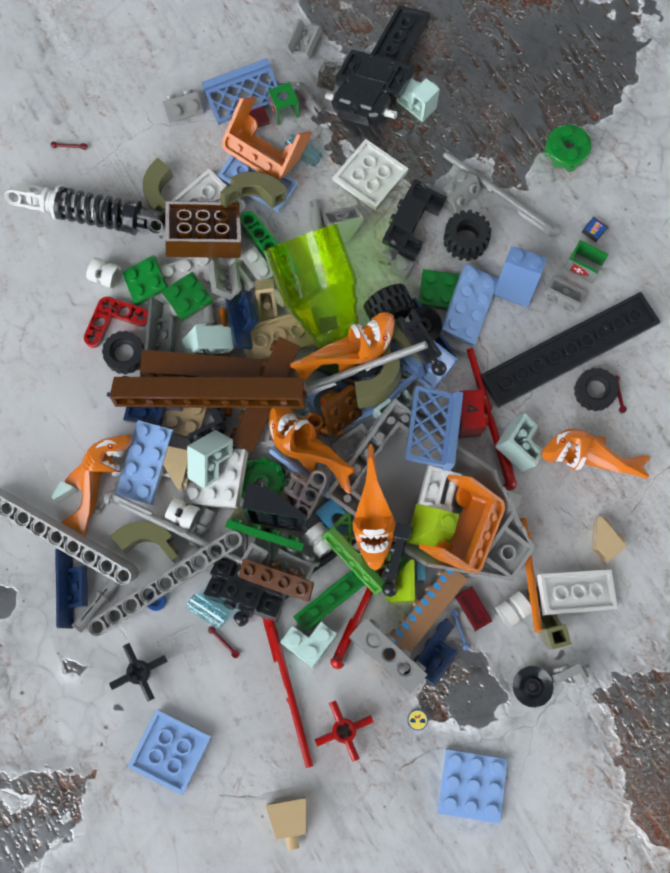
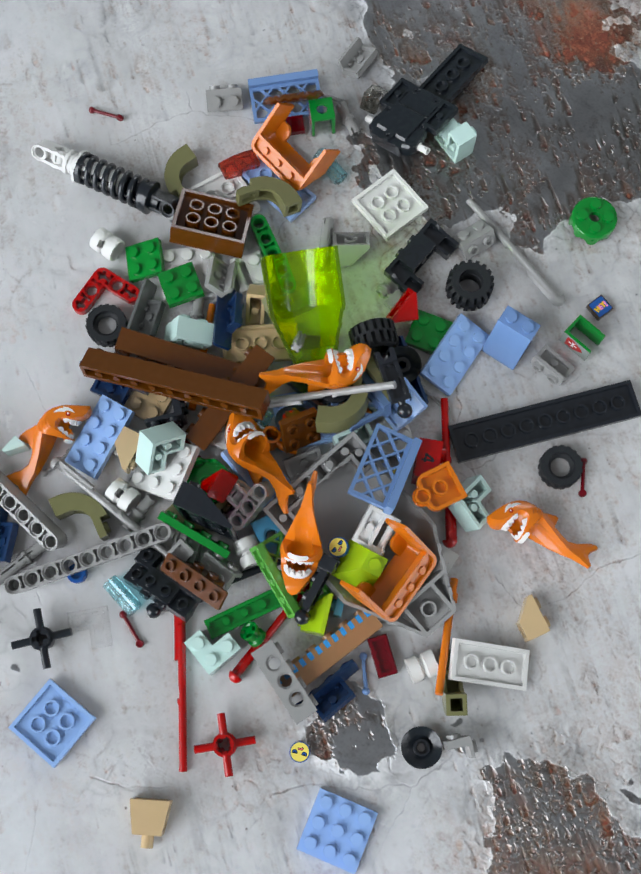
camera: 15 degrees right, 0 degrees up
(213, 166) = (236, 164): none -> clear red slope
(255, 89) = (293, 97): none -> reddish brown piece
(278, 479) = (219, 484): none -> red slope
(319, 325) = (298, 341): none -> light grey axle
(344, 618) = (252, 634): none -> green wheel
(408, 513) = (338, 547): none -> tile
(412, 270) = (406, 308): none -> red slope
(489, 435) = (438, 488): none -> orange plate

